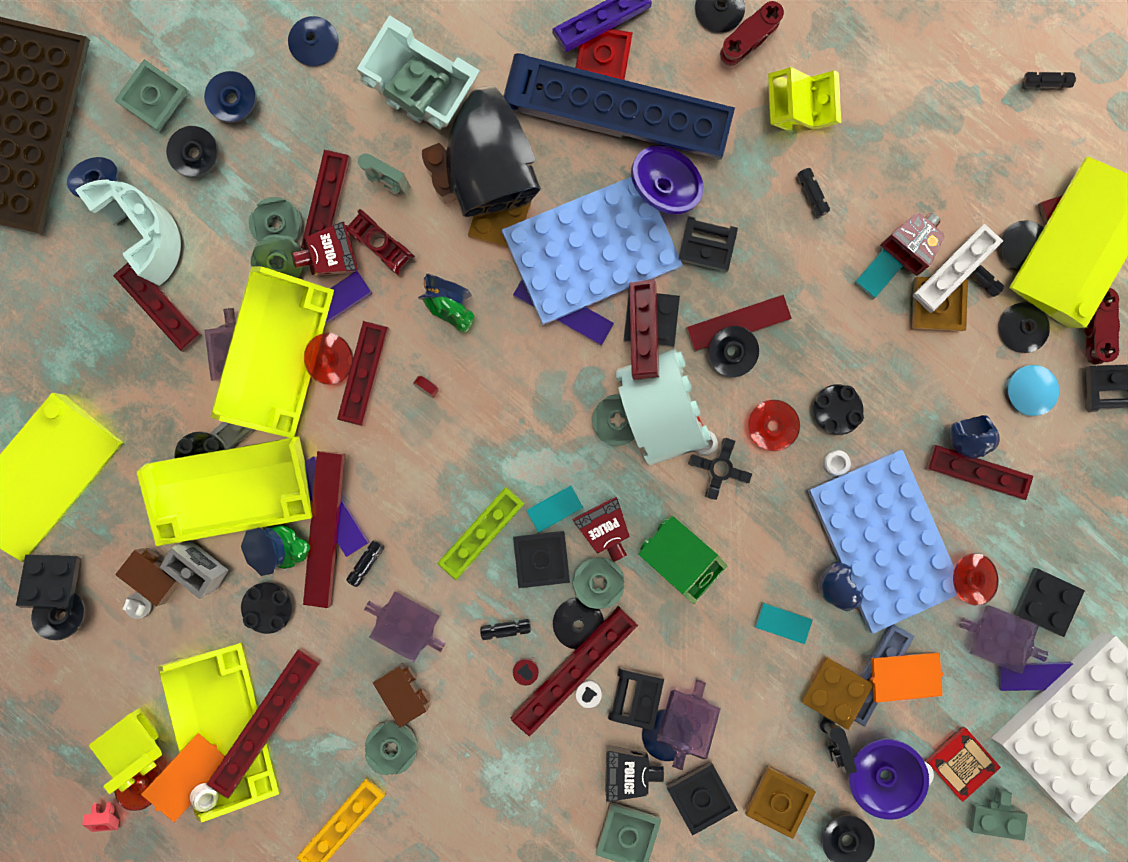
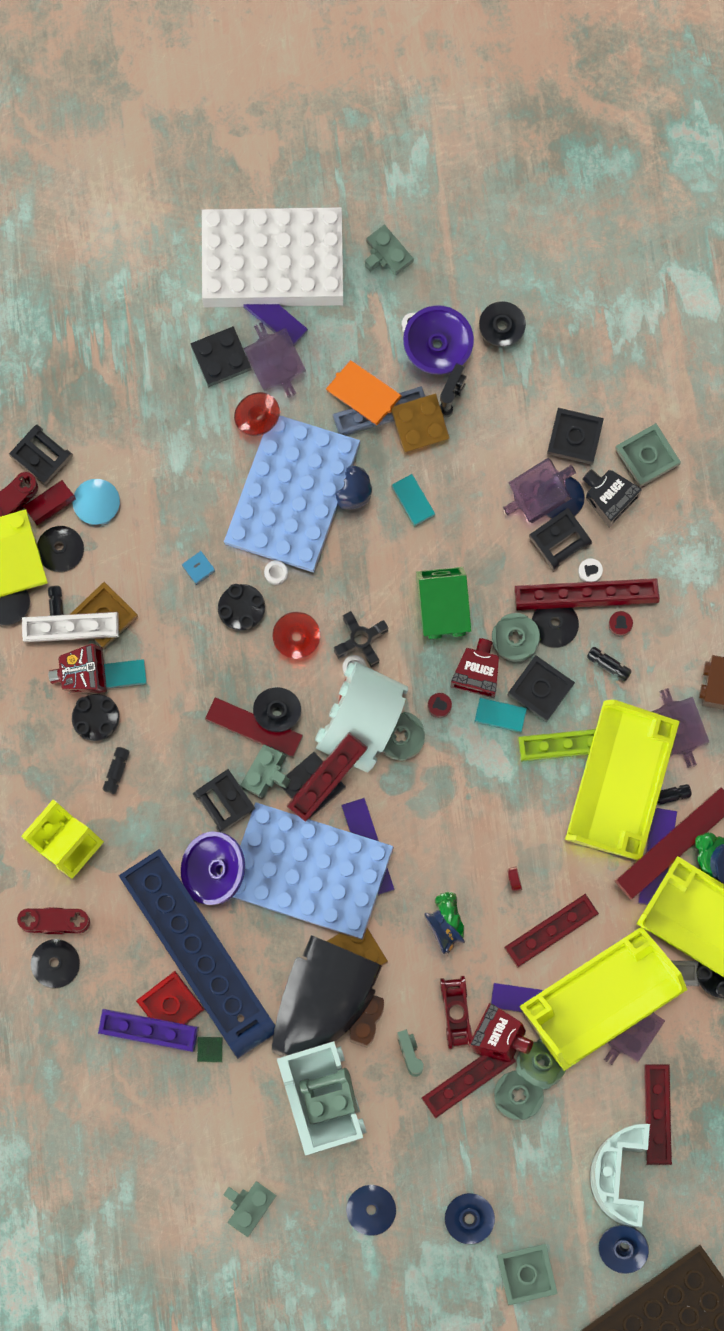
camera: 135 degrees left, 10 degrees down
(182, 145) = (546, 1199): black dish -> none
(338, 356) = (562, 954): clear red dish -> none
(409, 541) = (622, 779): none -> neon yellow slope
(542, 47) = (210, 1049): none -> clear green tile
(609, 473) = (439, 705): none -> dark red tile
(696, 294) = (265, 772): none -> sand green hinge
(780, 802) = (524, 387): pearl gold plate -> none
(869, 218) = (95, 717): none -> black dish
(902, 411) = (198, 567): none -> dark azure tile
(963, 764) = (378, 305): tile -> none
(974, 436) = (168, 506): dark blue hair -> none
(979, 472) = (185, 481): dark red tile -> none
(1069, 355) = (49, 502): none -> dark red tile

